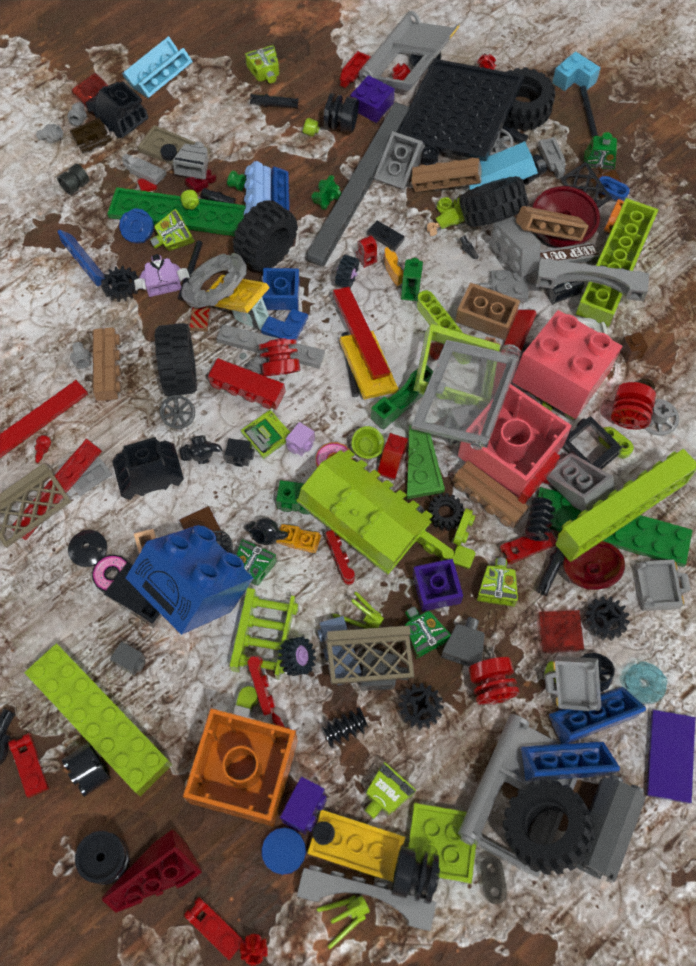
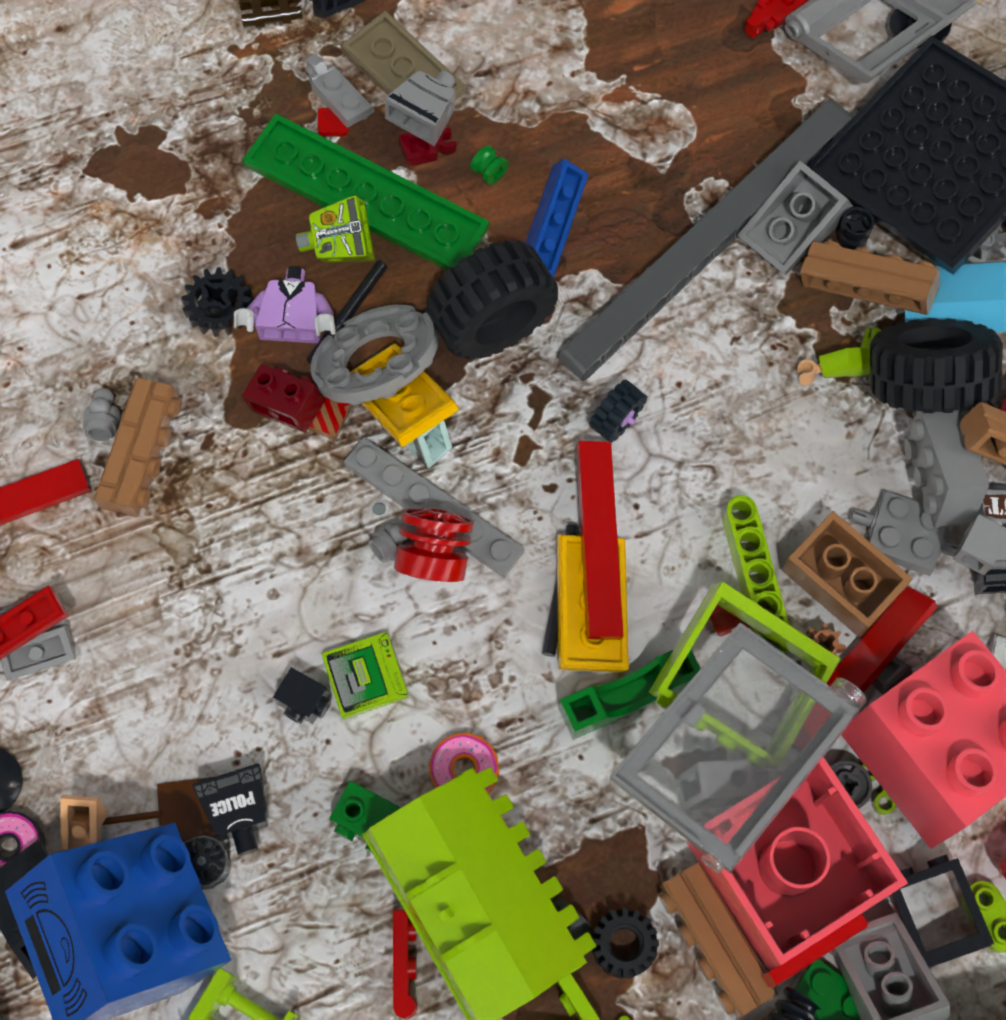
camera: 20 degrees right, 5 degrees up
(73, 179) = (208, 75): pearl dark grey wheel -> none
(81, 257) = (172, 228): blue slope -> none
(136, 226) = (283, 199): blue tile -> none
(147, 467) = (136, 670): black slope -> none
(168, 152) = (389, 73): black tile -> none
(173, 313) = (283, 397): none -> dark red brick
(175, 359) = (248, 491): black tyre -> none
(177, 412) = (224, 583): dark grey wheel -> none
(189, 199) = (390, 180): lime piece -> none
(199, 450) = (236, 668): black piece -> none
(216, 196) = (444, 186): black pin -> none
(224, 513) = (235, 806): none -> black torso
(246, 384) = (362, 571): red brick -> none
(256, 561) = (249, 918): torso -> none
(257, 185) = (518, 196): light blue brick -> none
(265, 531) = (291, 866): black piece -> none
(267, 100) = (601, 23): black pin -> none
(283, 289) = (489, 405): blue brick -> none
(289, 329) = (476, 486): blue plate -> none
(300, 439) = (417, 710): lavender brick -> none
(300, 539) = (347, 897): light orange slope -> none
(310, 127) = (659, 99): lime piece -> none
(328, 191) = (641, 242): green hips -> none
(339, 112) = (718, 90): black wheel -> none
(367, 248) = (667, 380): red leg -> none
(367, 442) = (531, 763): lime helmet -> none
(374, 98) = (791, 78): dark purple brick -> none
(386, 235) = (717, 357): black plate -> none
(391, 264) = (706, 418): light orange slope -> none
(392, 456) = (568, 801): red slope -> none
(400, 71) = (862, 41): red gear -> none
(413, 272) = (734, 456): green torso -> none
(423, 467) = (613, 847): bright green wing -> none
(445, 201) = (850, 325): lime plate -> none
(461, 534) = (635, 1000): lime plate -> none
(468, 247) = (860, 430): black bar -> none

